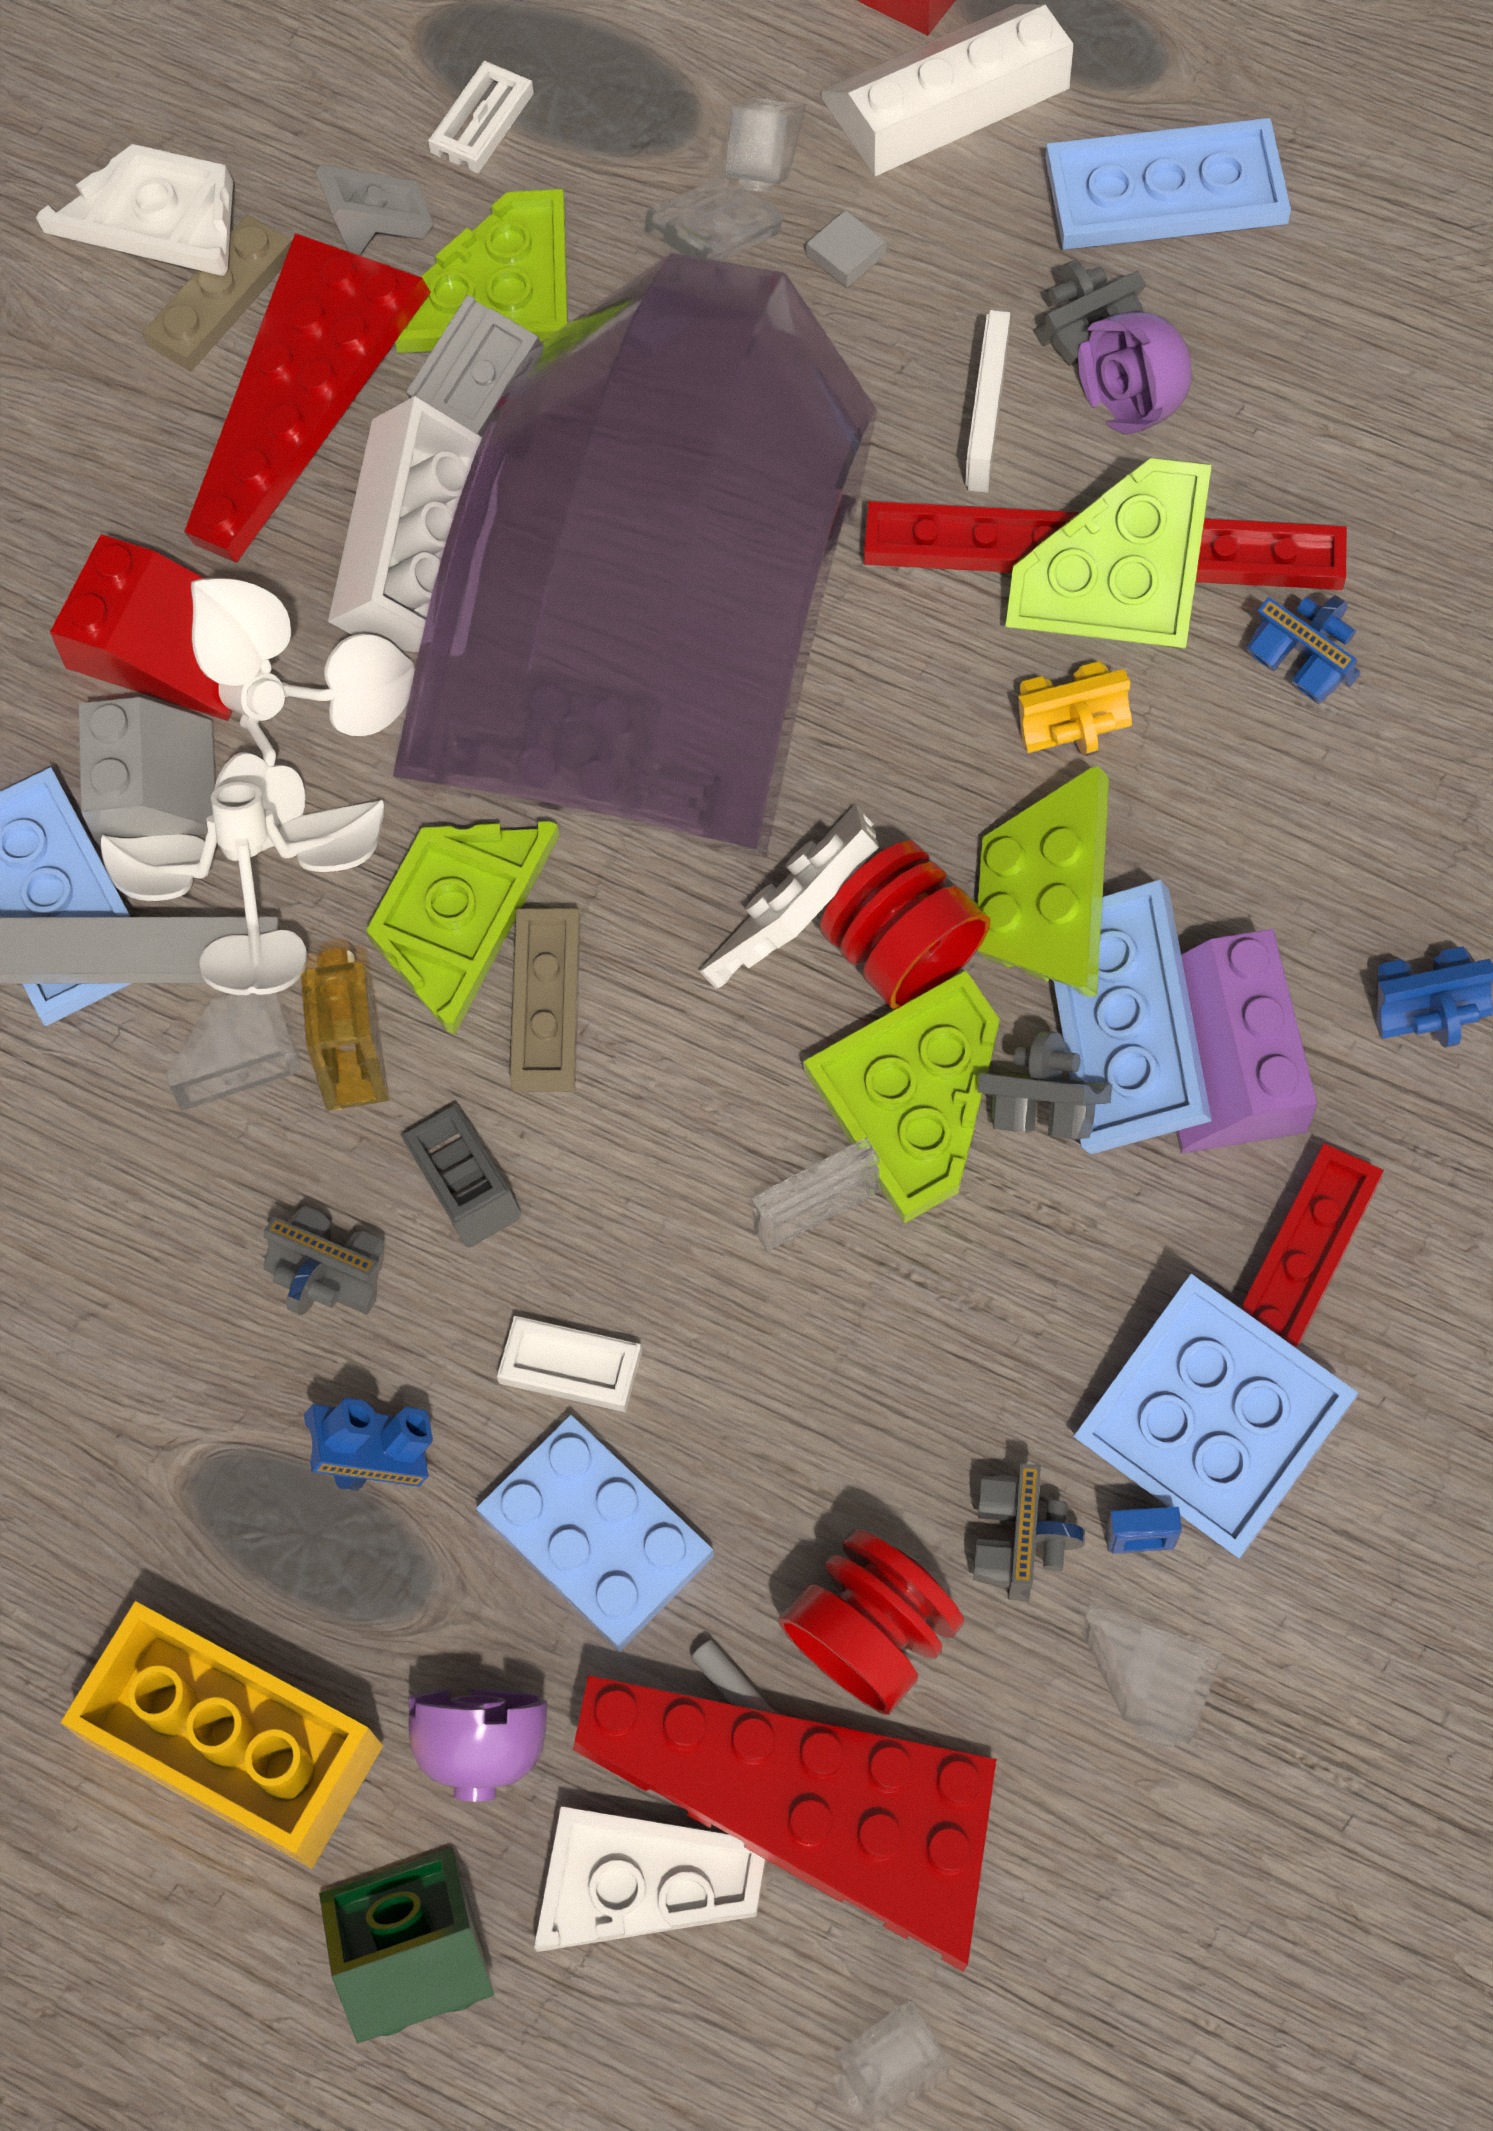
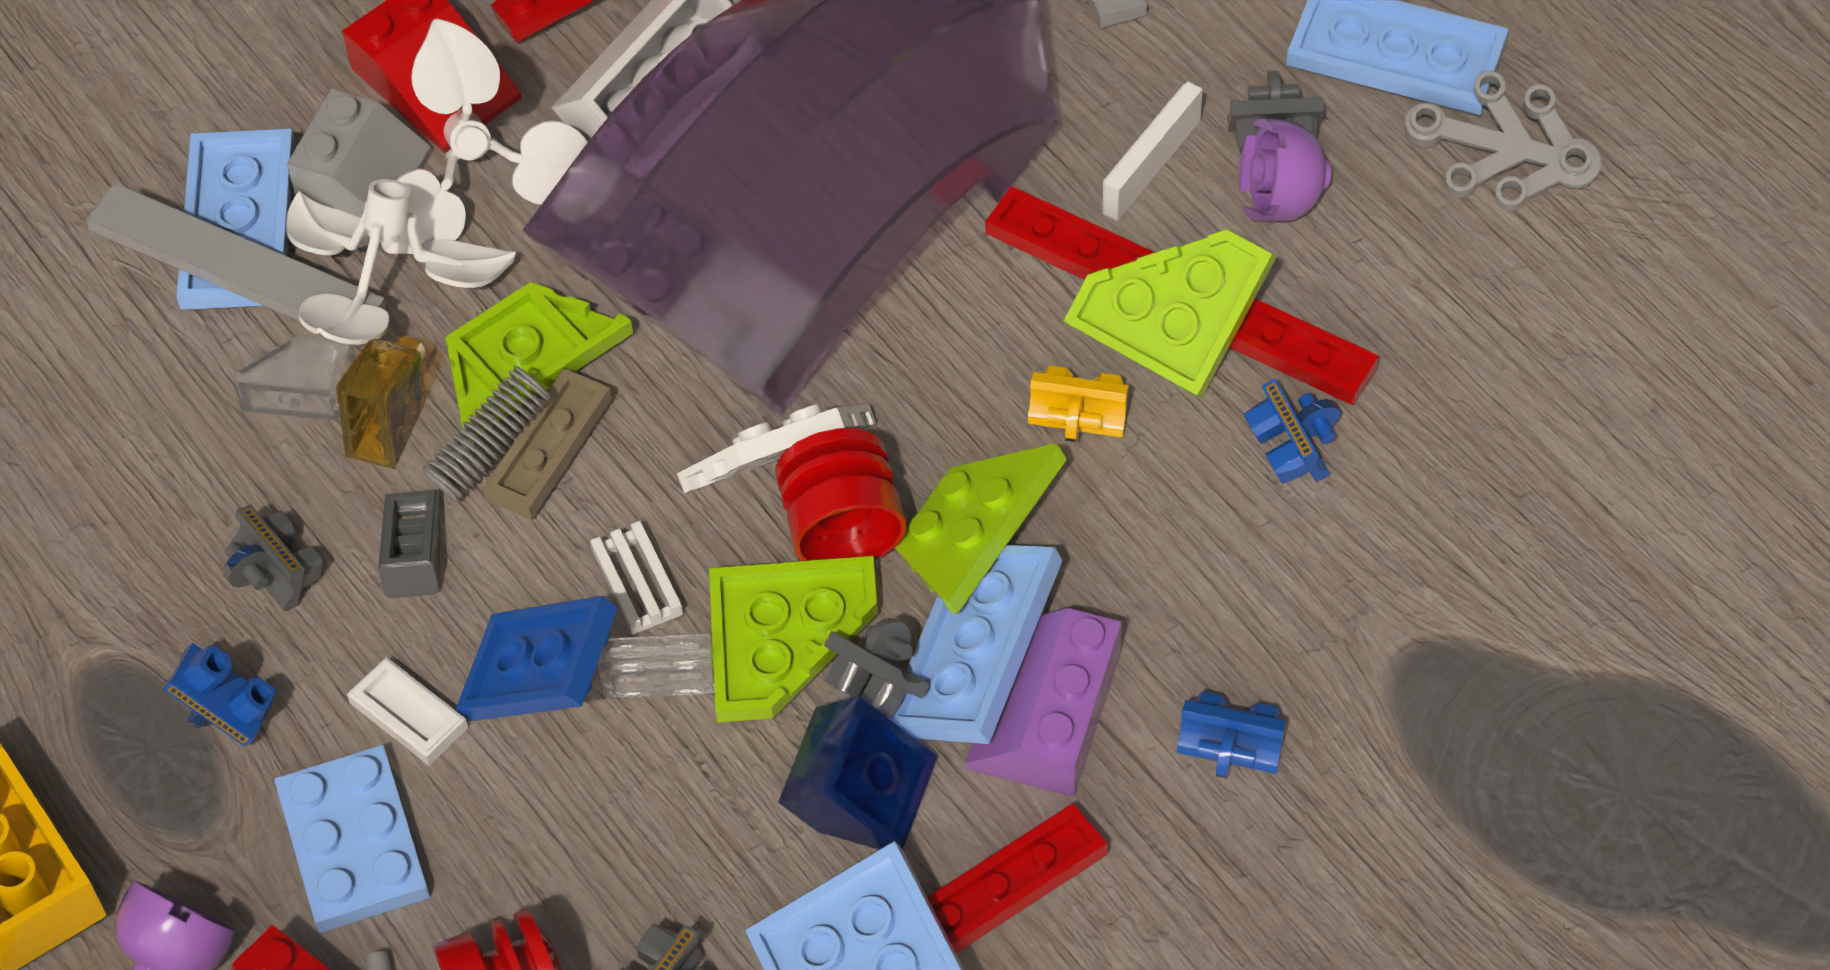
camera: 25 degrees right, 10 degrees down
(455, 1093) = (438, 478): none -> light grey piece
(685, 1072) = (621, 543): none -> white tile
(695, 1248) = (537, 659): none -> blue plate
(1088, 1216) = (858, 775): none -> clear blue slope
(1340, 242) = (1509, 146): none -> light grey plant

